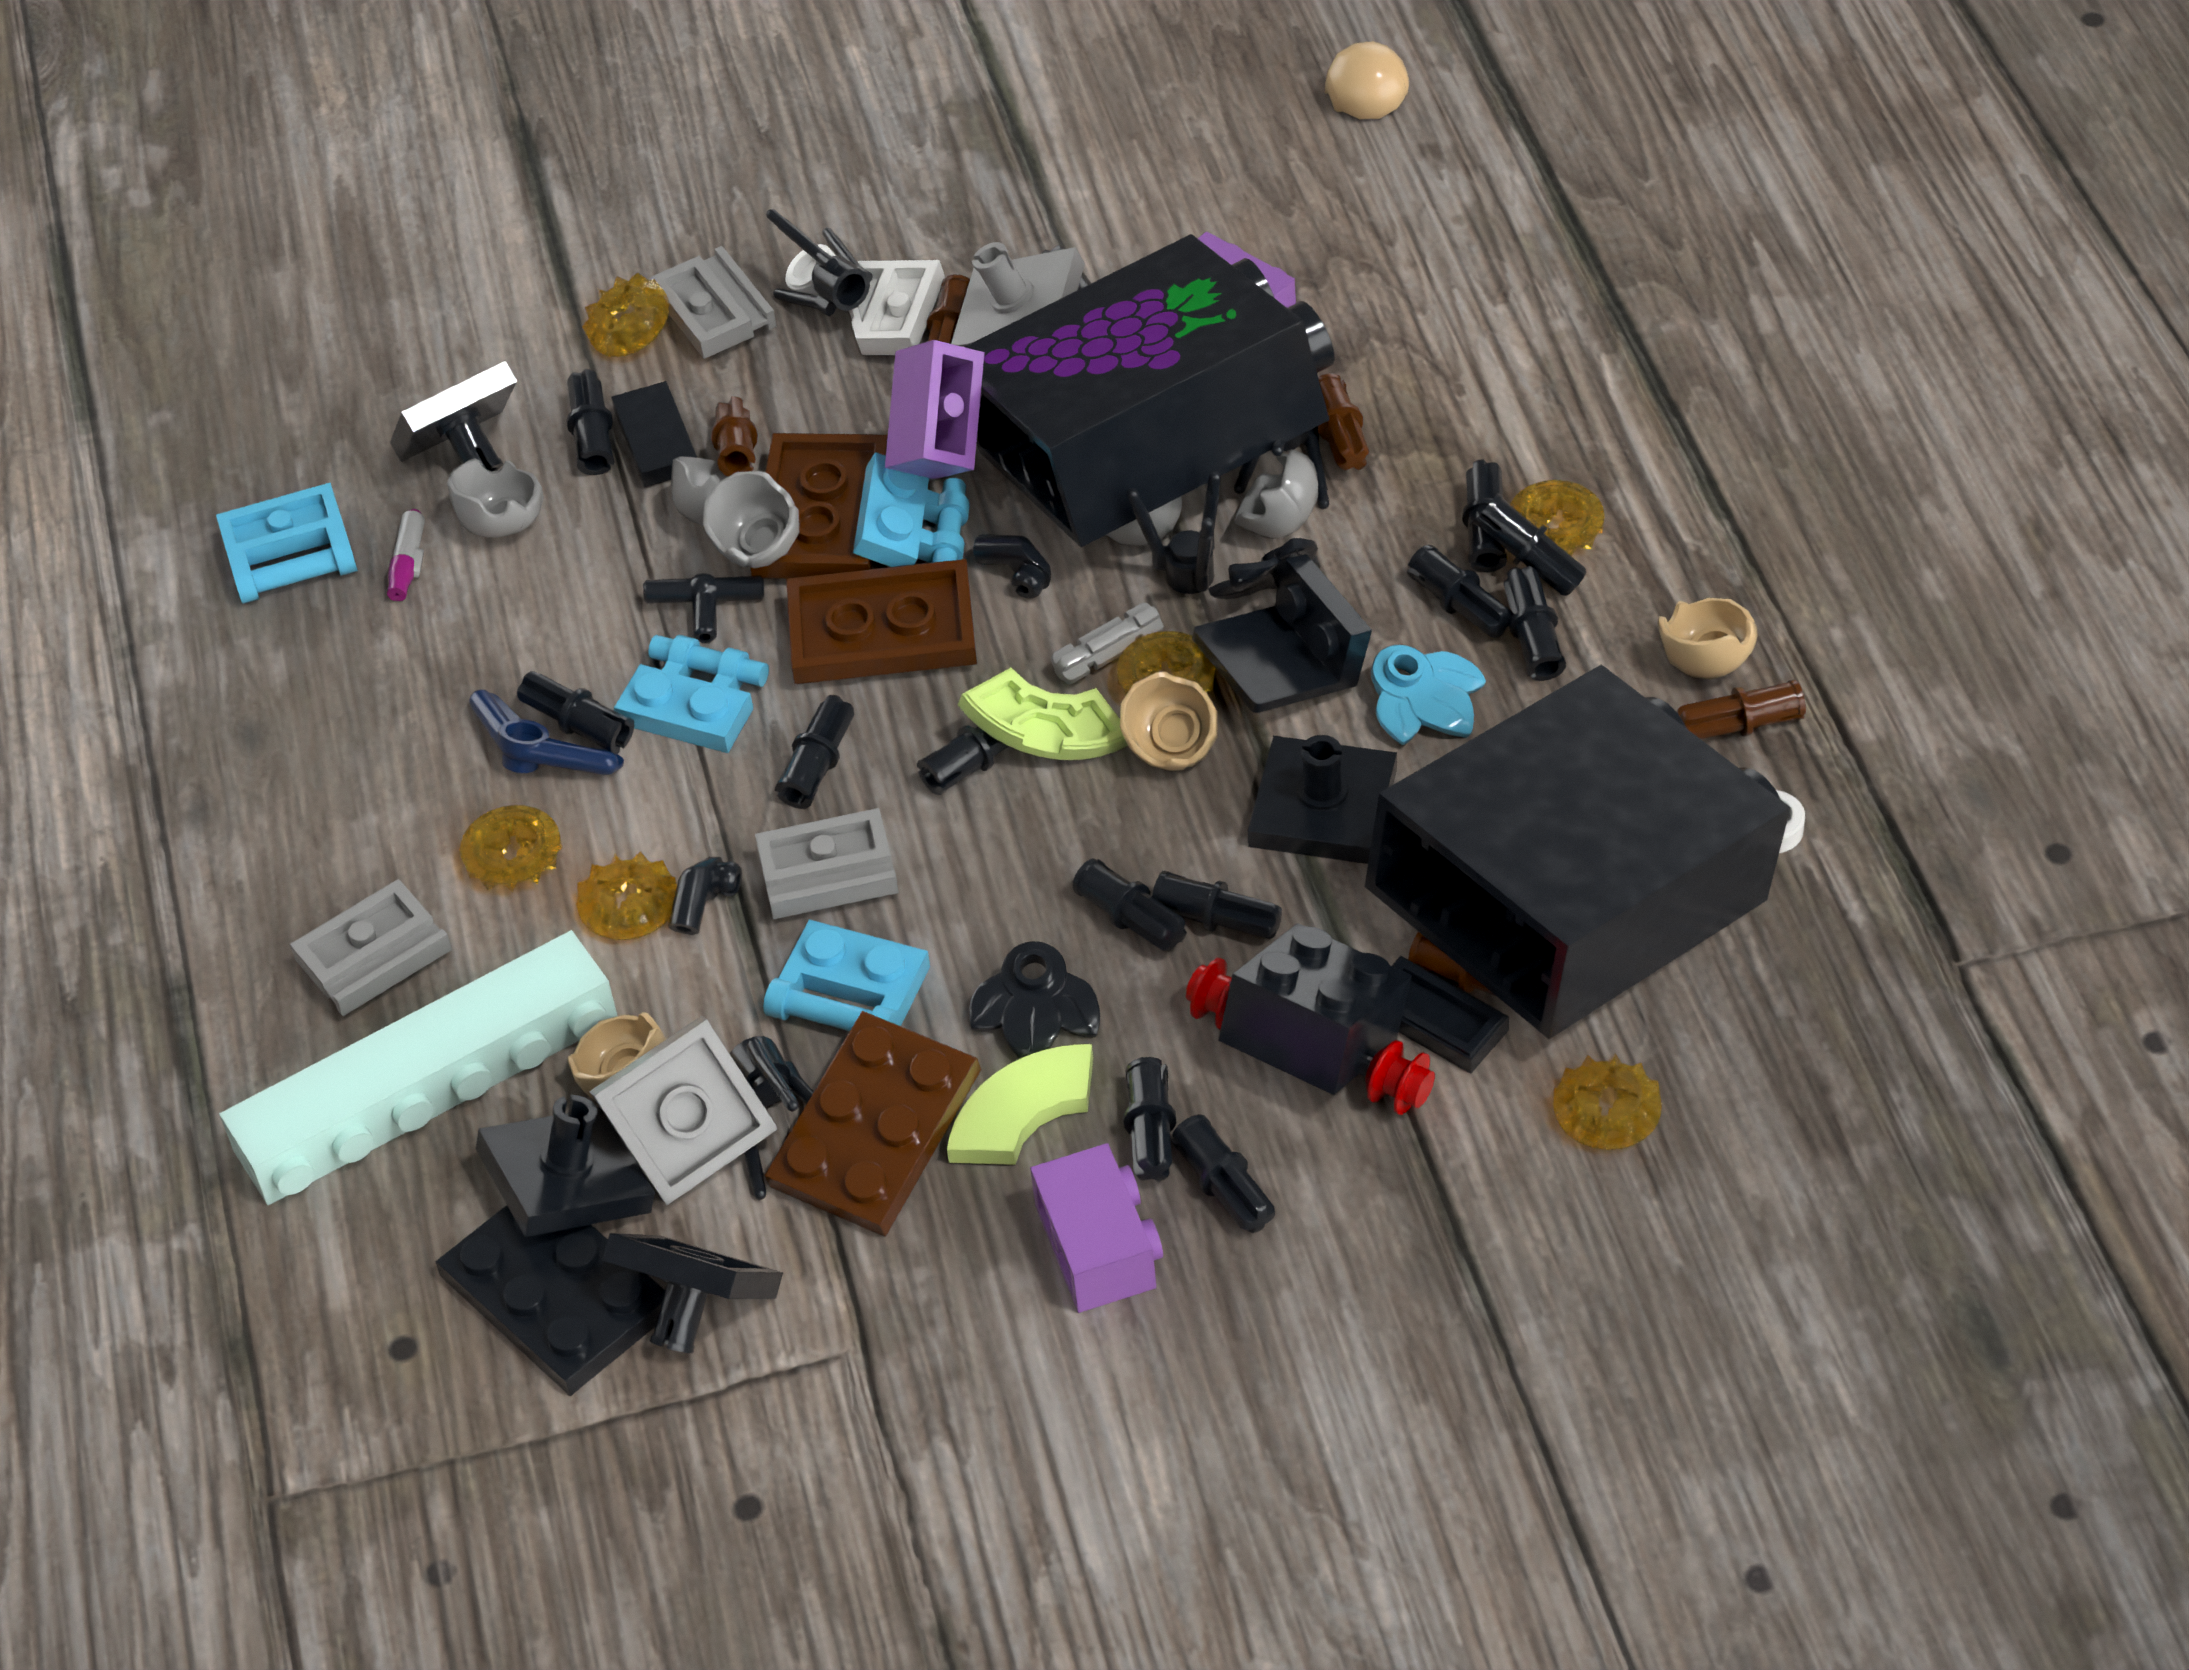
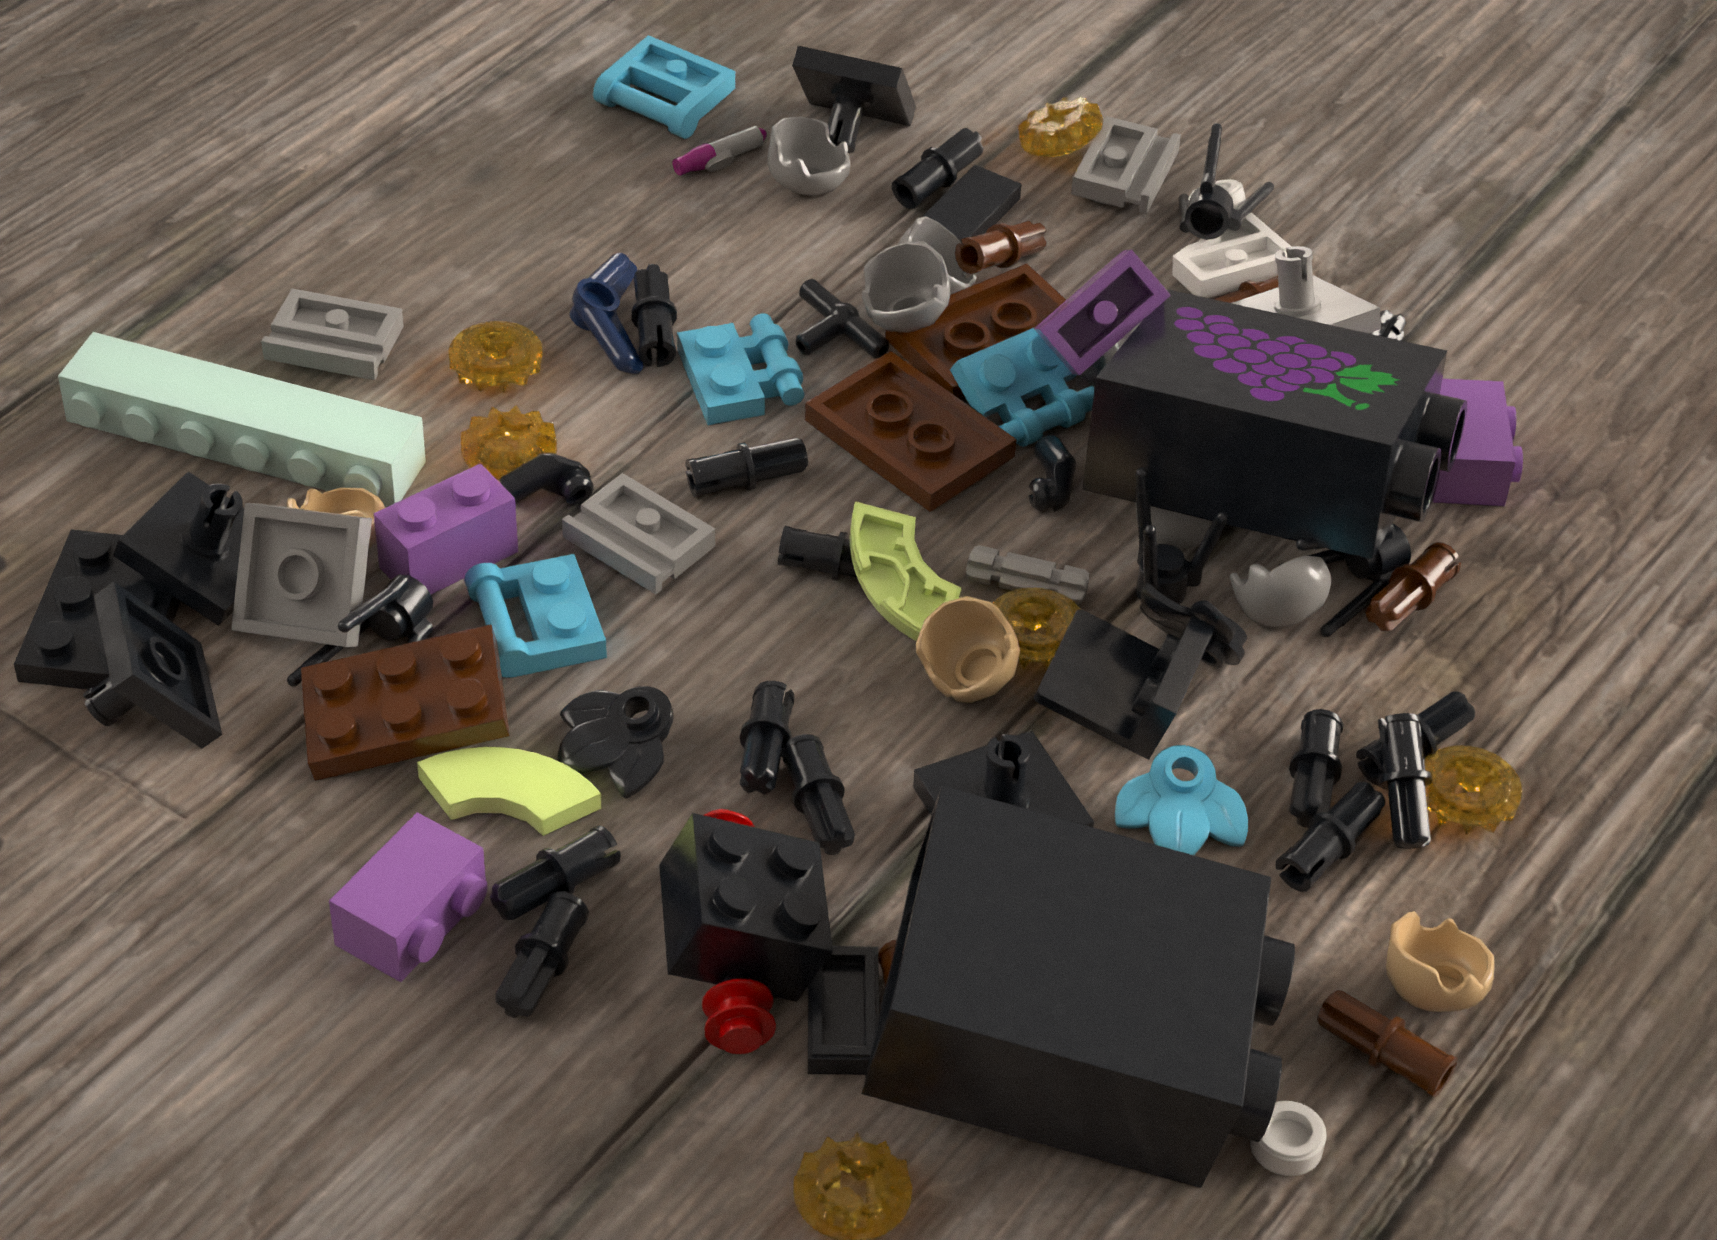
camera: 45 degrees right, 5 degrees down
(711, 975) = (447, 529): none -> medium lavender brick

